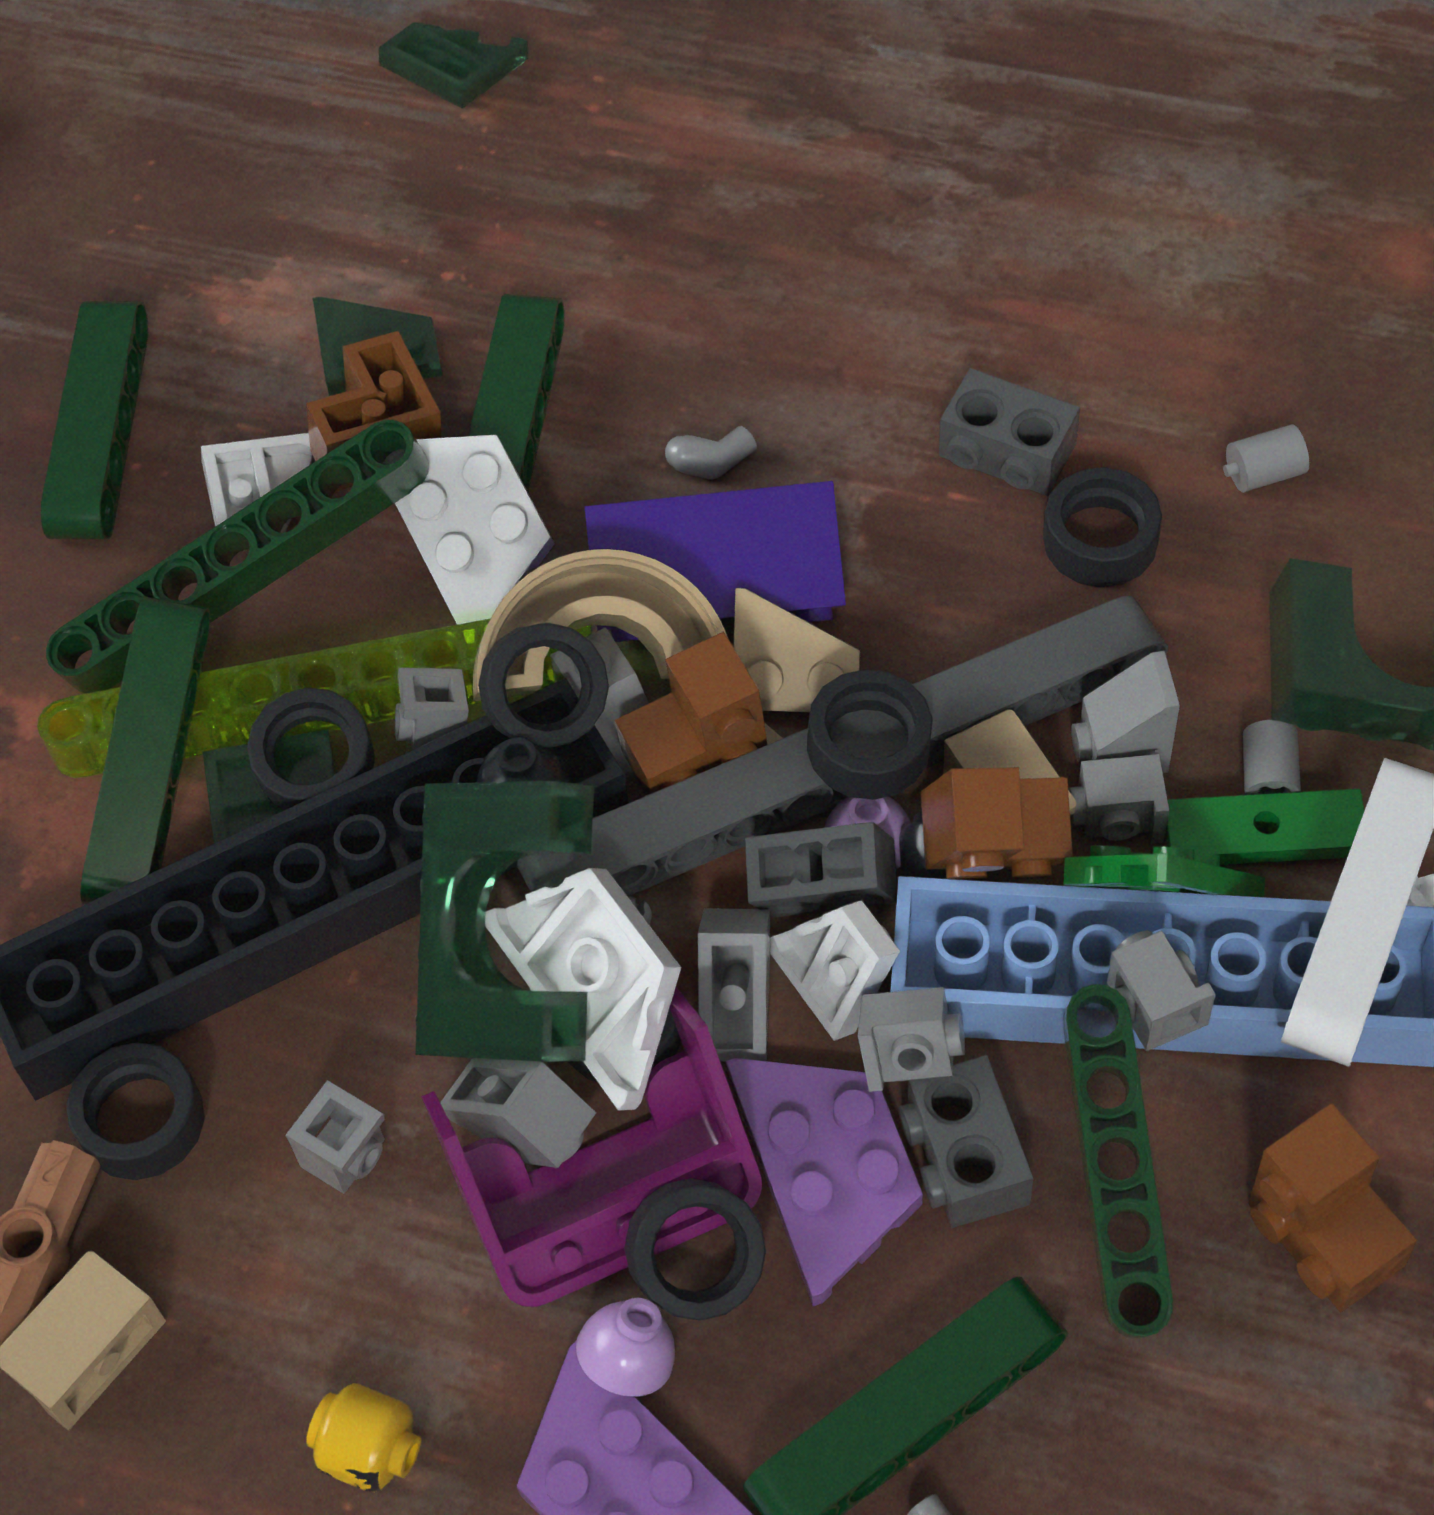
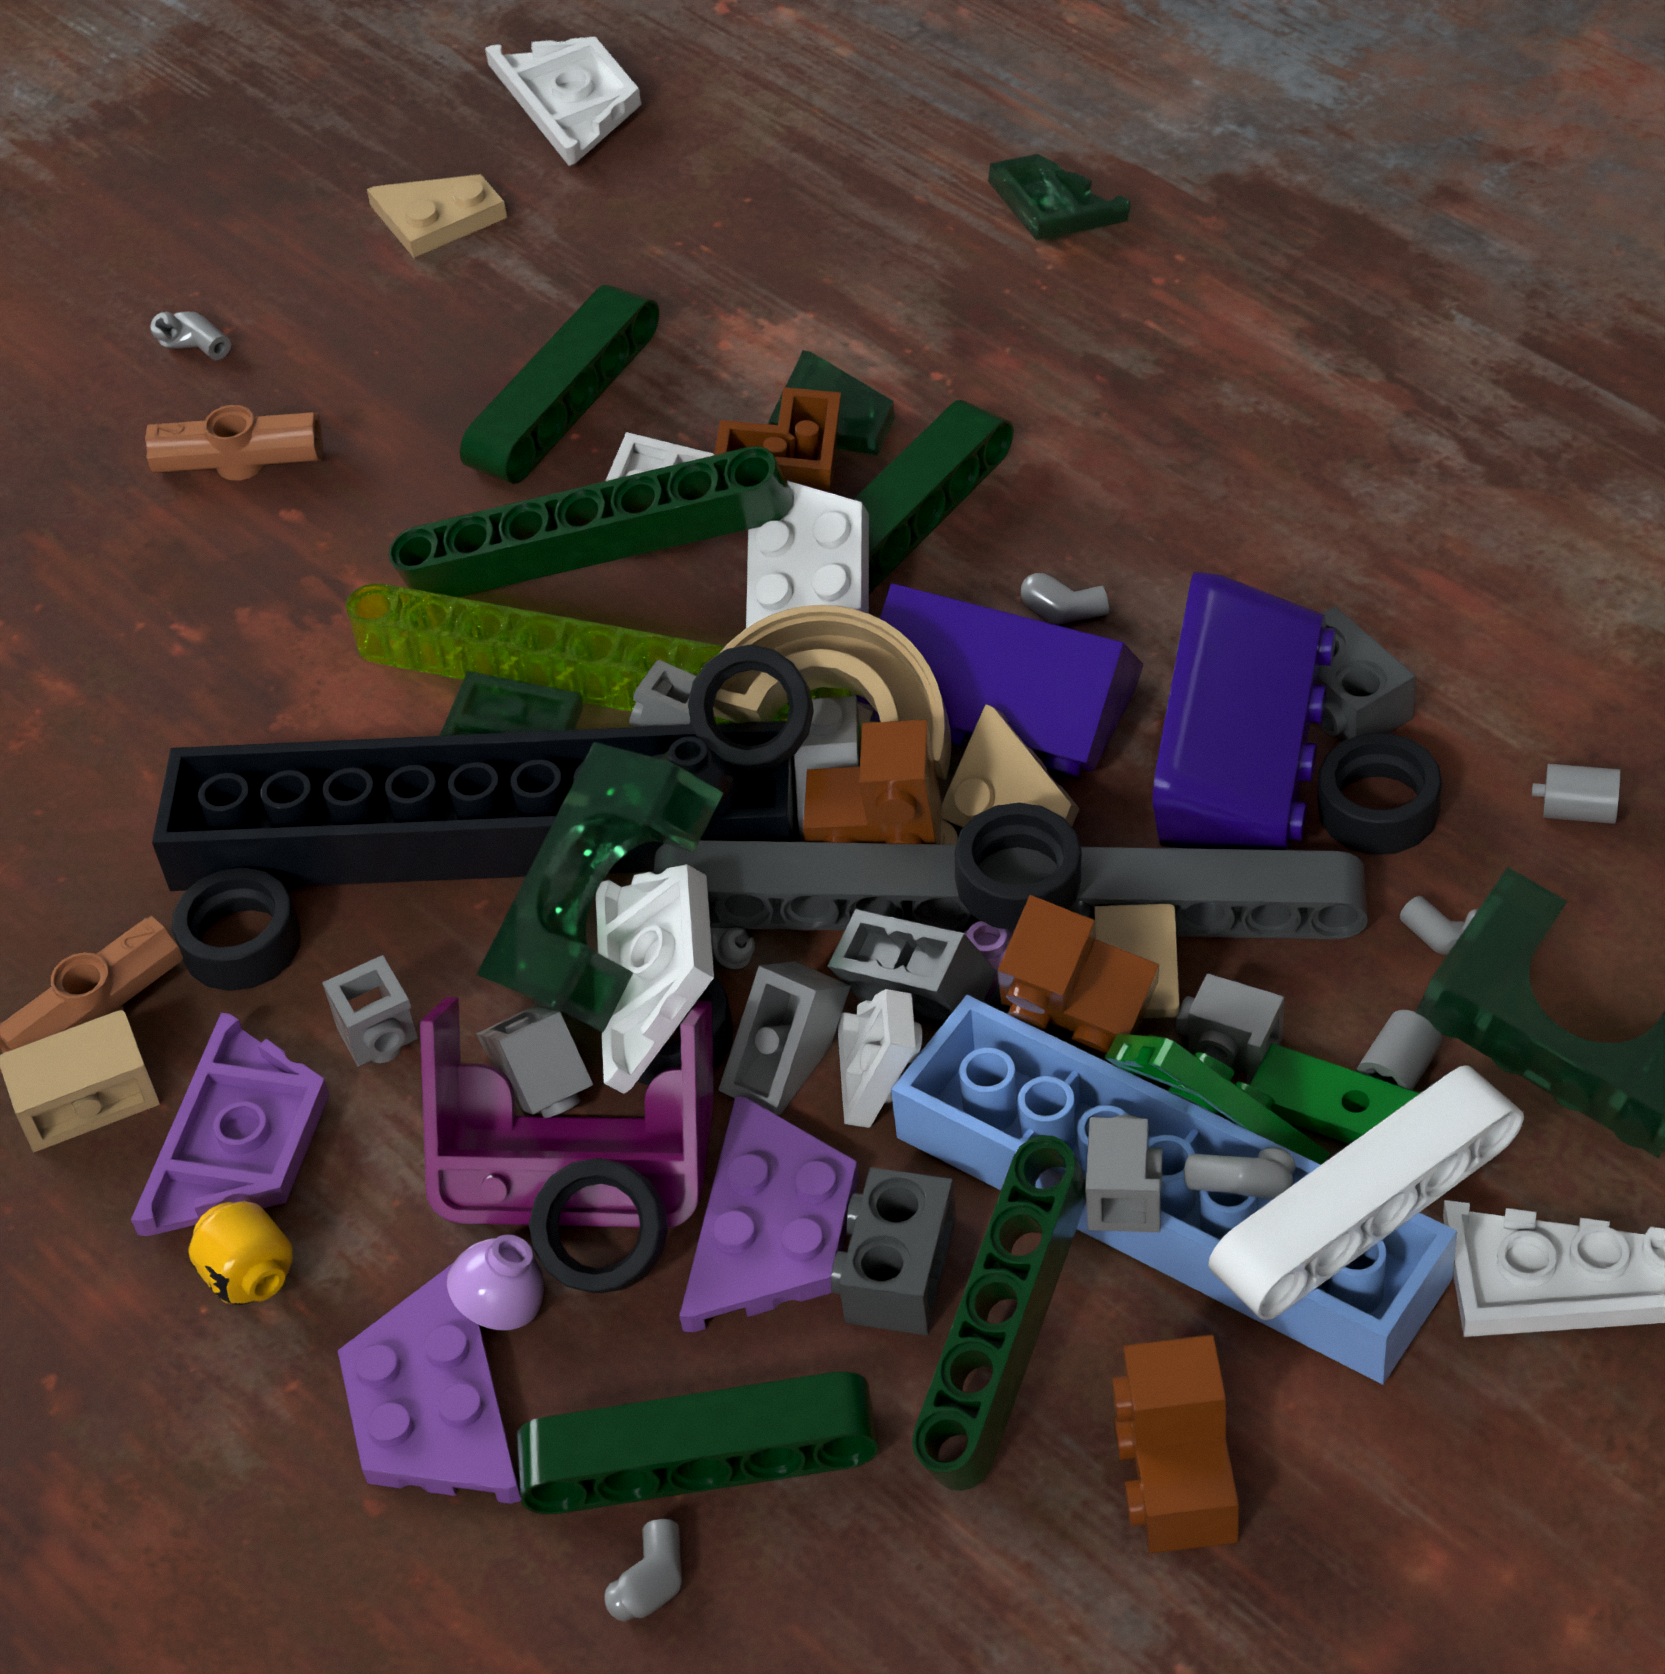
camera: 30 degrees right, 10 degrees down
(146, 746) = (421, 635): dark green beam -> none
(271, 1319) = (234, 1133): none -> medium lavender wing
(298, 708) = (542, 664): black tyre -> none
(908, 1036) = (884, 1128): light grey brick -> none
(966, 511) = (1240, 719): none -> dark purple windscreen
(1130, 714) = (1283, 956): light grey slope -> none
(1236, 634) = (1432, 925): none -> light grey arm
(1268, 936) = (1256, 1177): none -> light grey arm

